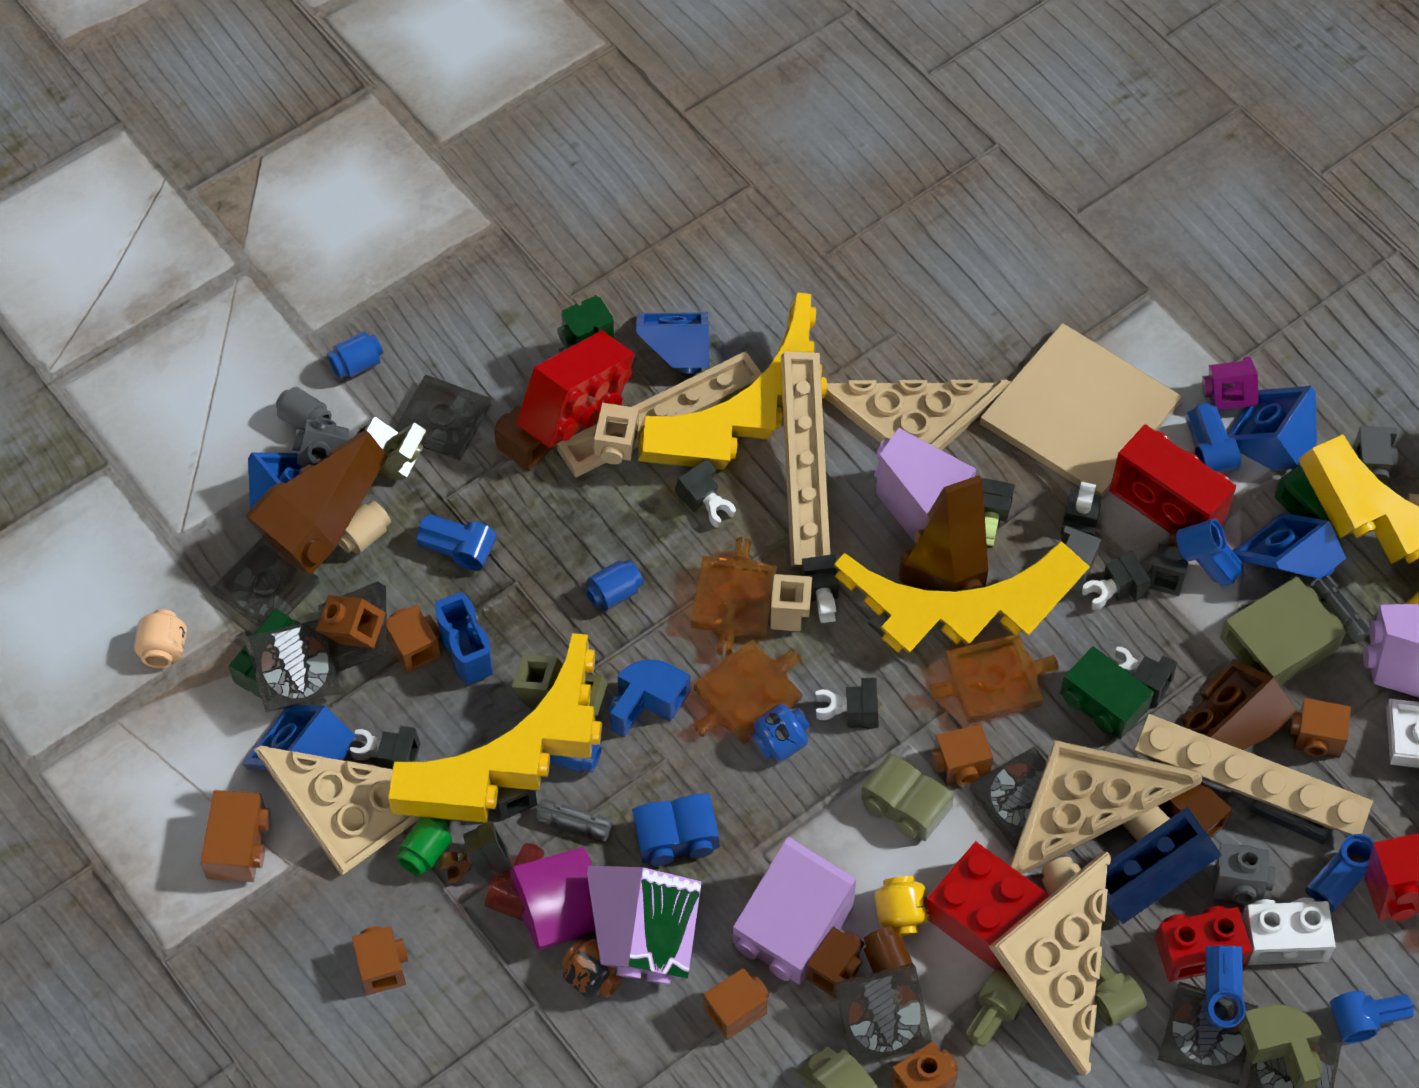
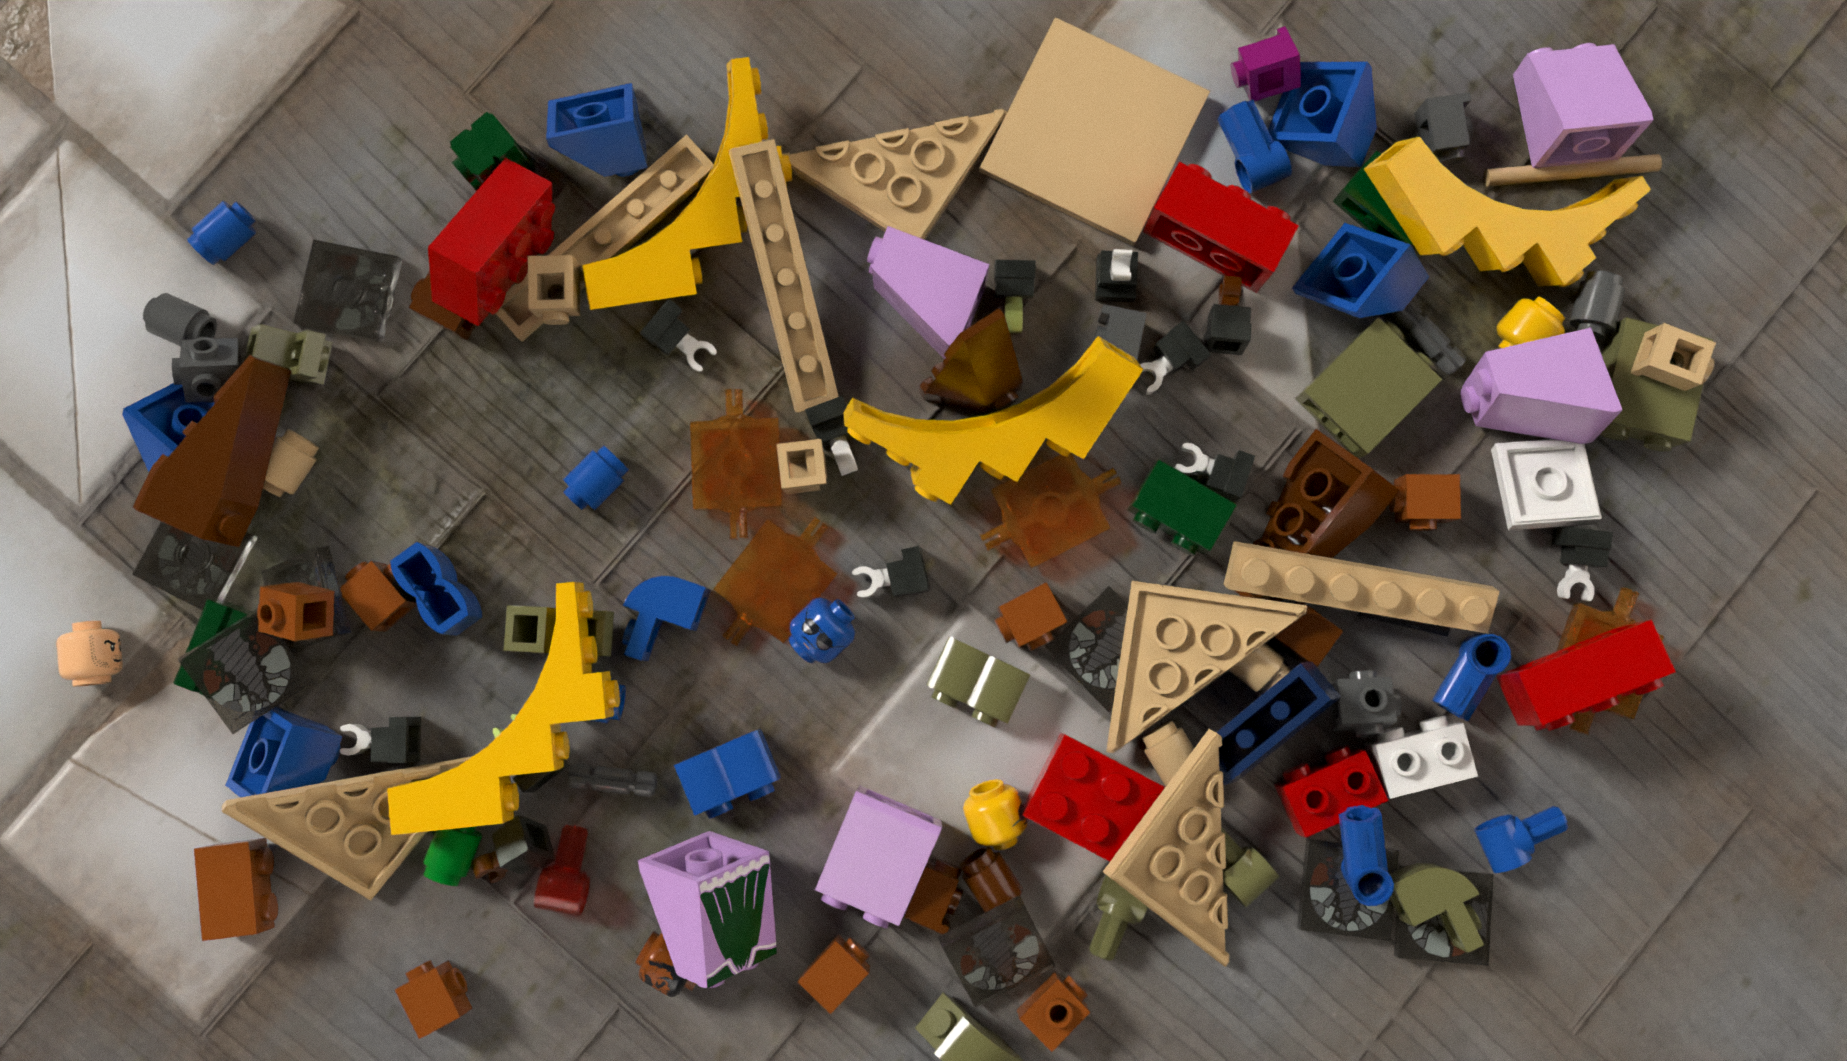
camera: 10 degrees left, 25 degrees up
(466, 544) = (410, 458): blue piece -> none
(556, 897) = (609, 887): magenta slope -> none
(1208, 546) = (1274, 303): blue piece -> none

